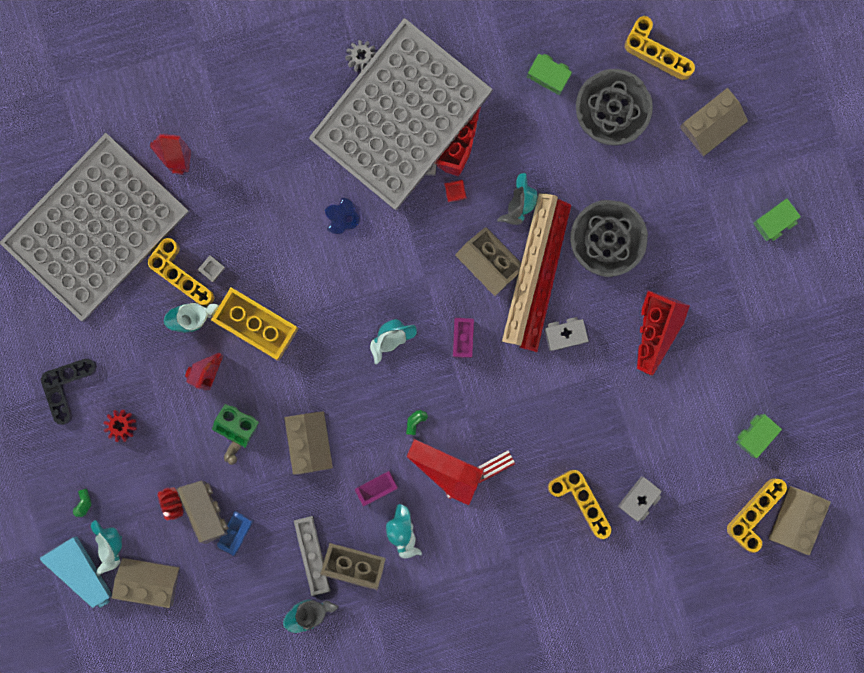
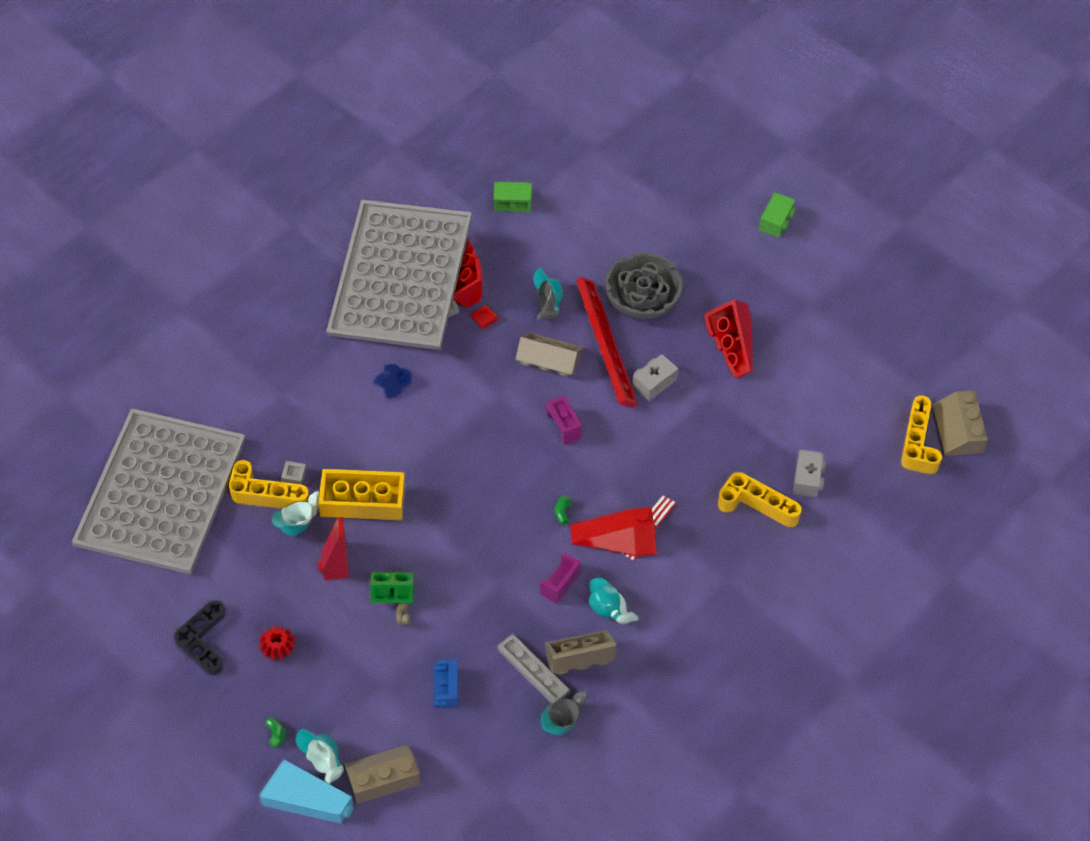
camera: 25 degrees left, 30 degrees down
(170, 503) = (366, 683): red gear -> none
(172, 152) = (203, 386): red wedge -> none
(203, 511) = (403, 675): dark tan slope -> none
(308, 442) = (469, 573): dark tan slope -> none
(353, 57) = (335, 252): light grey gear -> none
(390, 336) = (498, 446): hair -> none
(529, 269) = (590, 340): tan plate -> none
(618, 85) = (596, 192): dark grey brick -> none
(661, 51) = (594, 145): yellow beam -> none
(714, 122) = (675, 170): dark tan slope -> none
(758, 435) = (876, 377): bright green brick -> none

